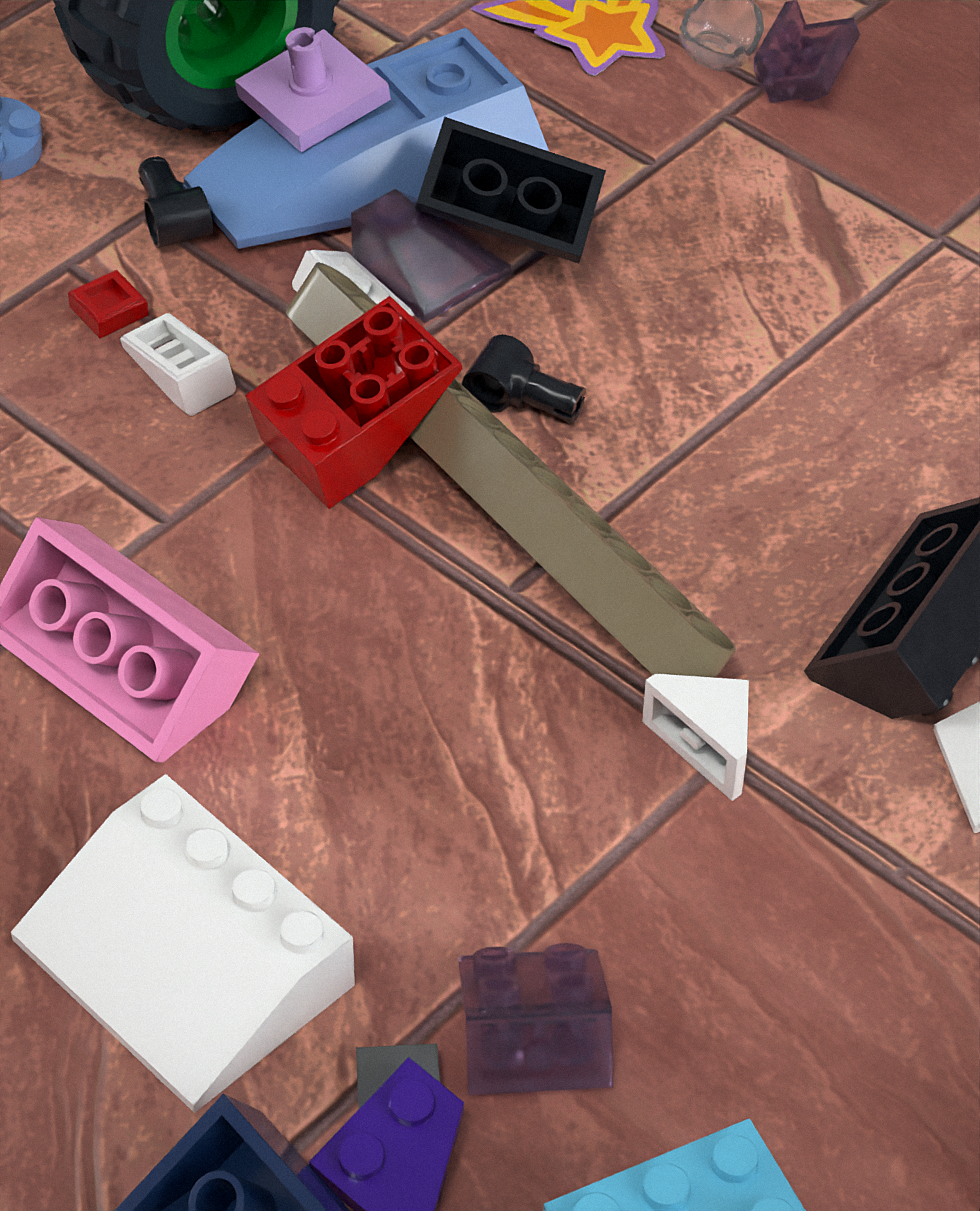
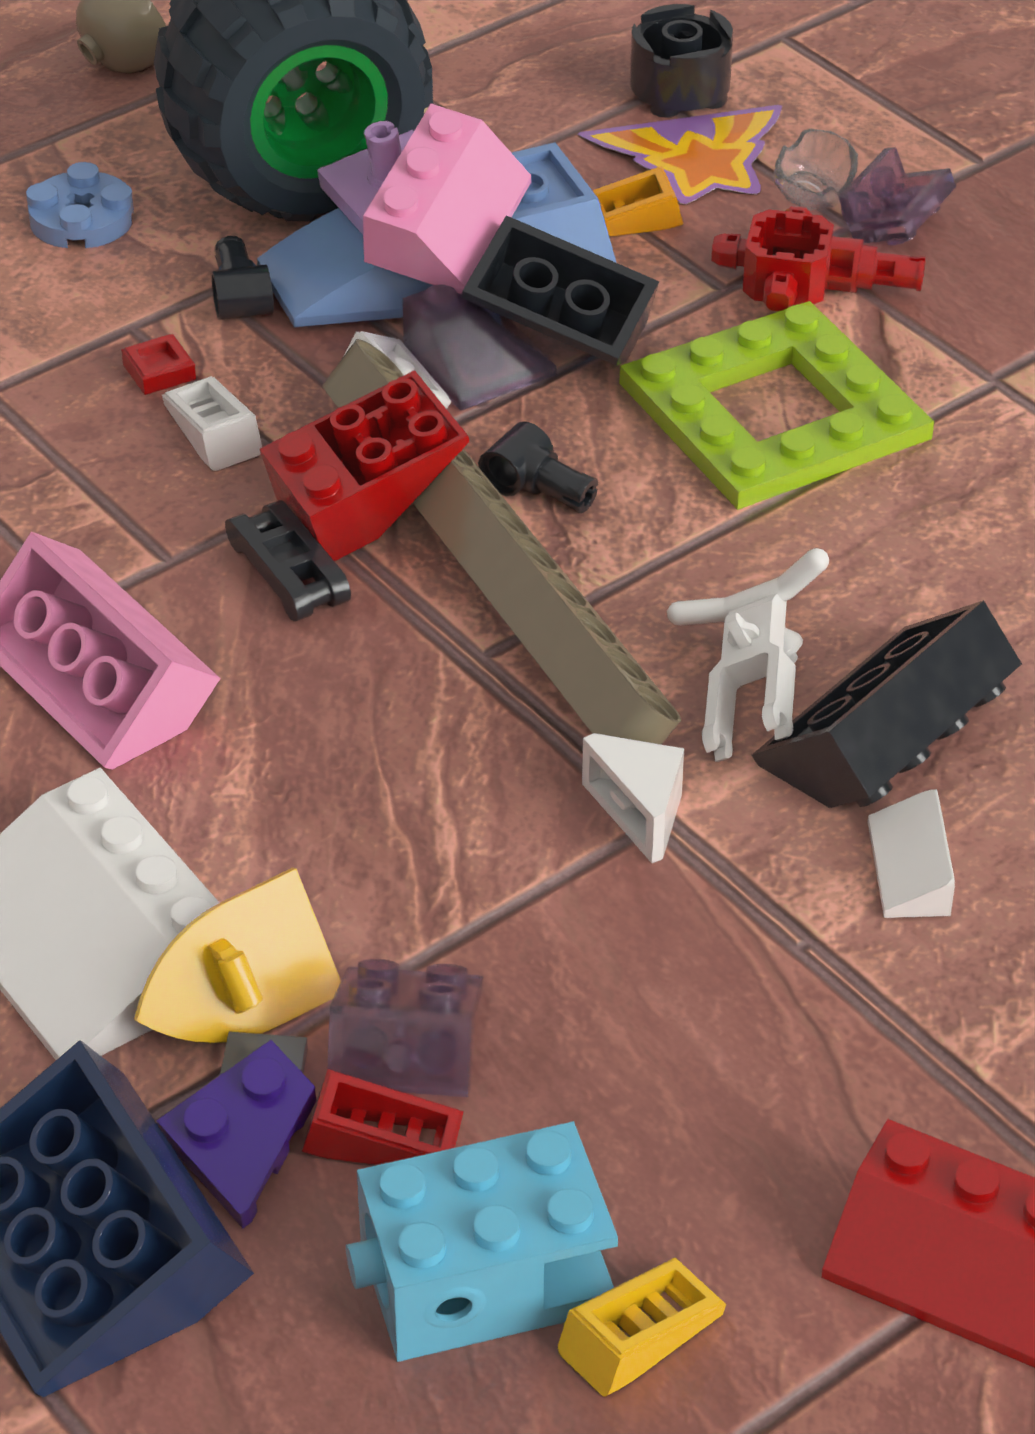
camera: 10 degrees right, 5 degrees down
(292, 507) = (286, 556): none -> black plate
(359, 978) = (241, 966): none -> yellow shield
(379, 108) = (443, 200): none -> bright pink slope
(511, 1154) = (345, 1139): none -> red slope
(557, 79) = (639, 204): none -> light orange slope
(754, 130) = (797, 258): none -> red piece
(786, 559) = (752, 648): none -> white piece
(835, 296) = (870, 424): none -> lime plate

